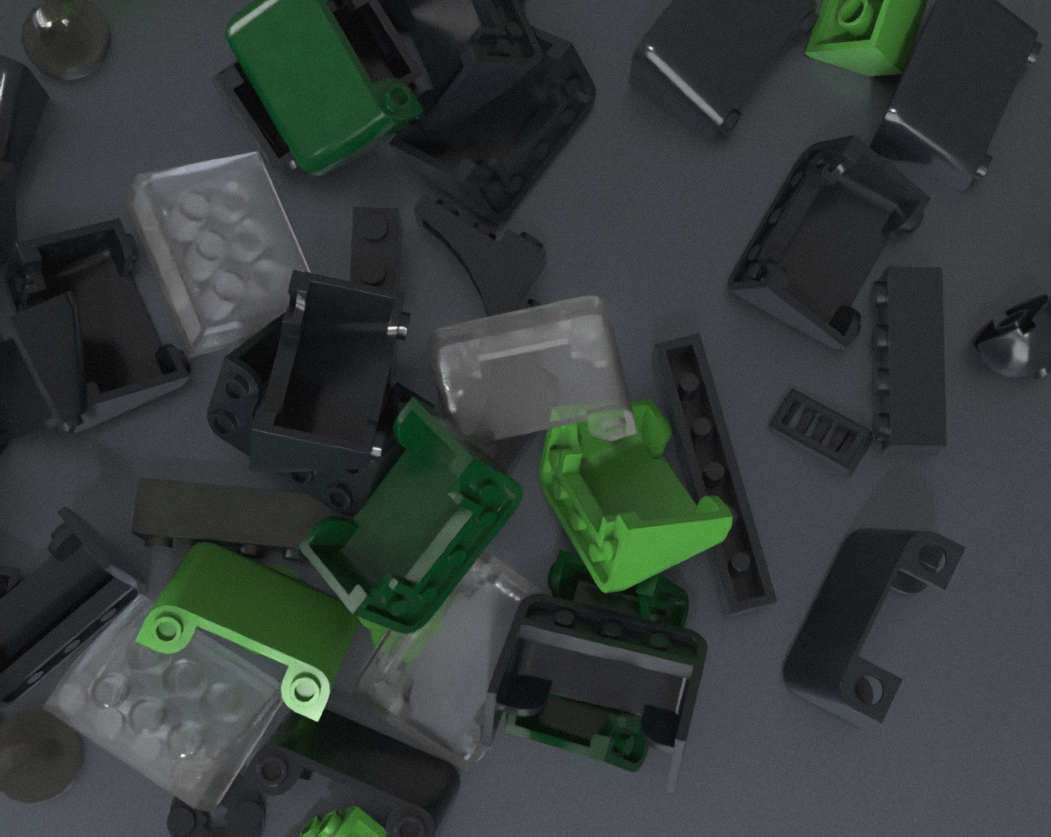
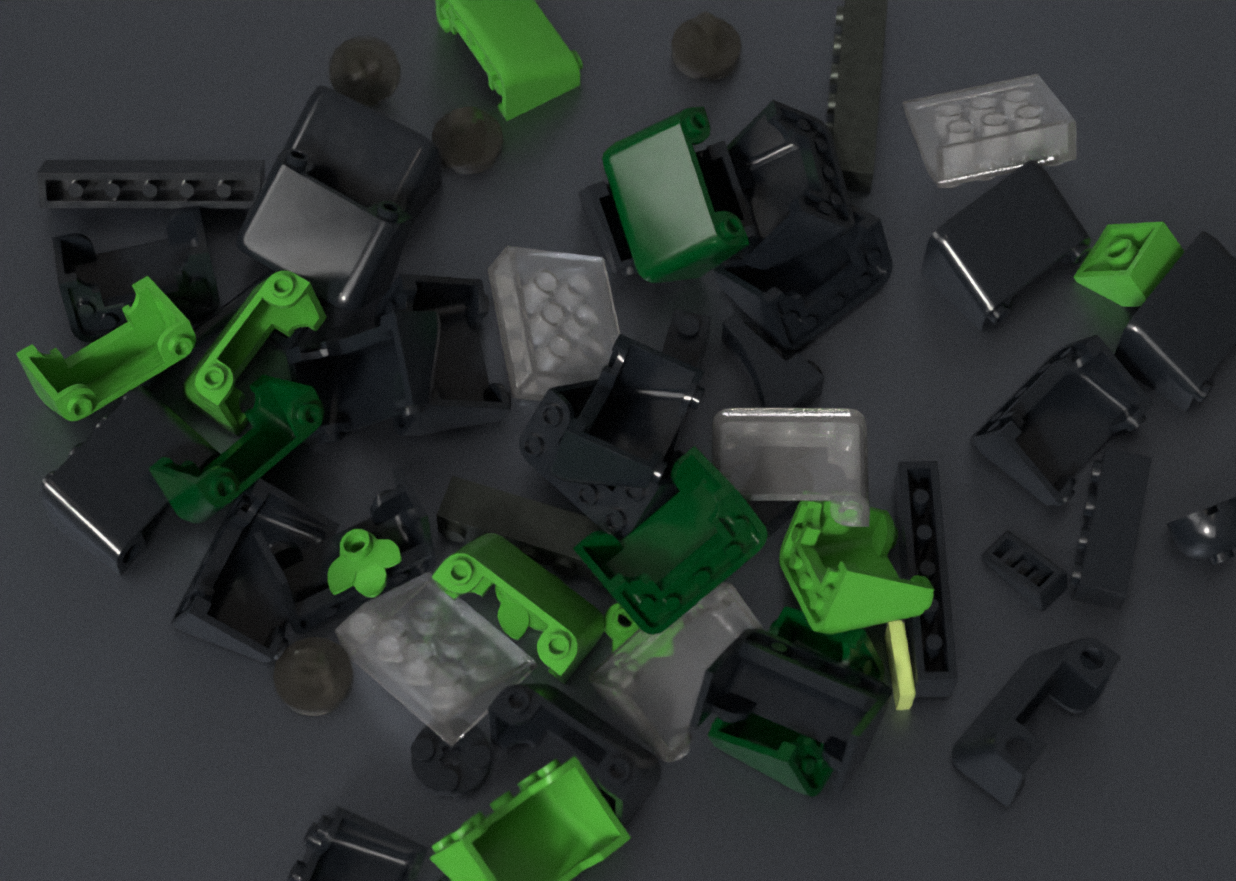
camera: 10 degrees right, 15 degrees down
(61, 622) = (364, 567): none -> bright green plate
(707, 593) = (899, 665): none -> yellowish green tile

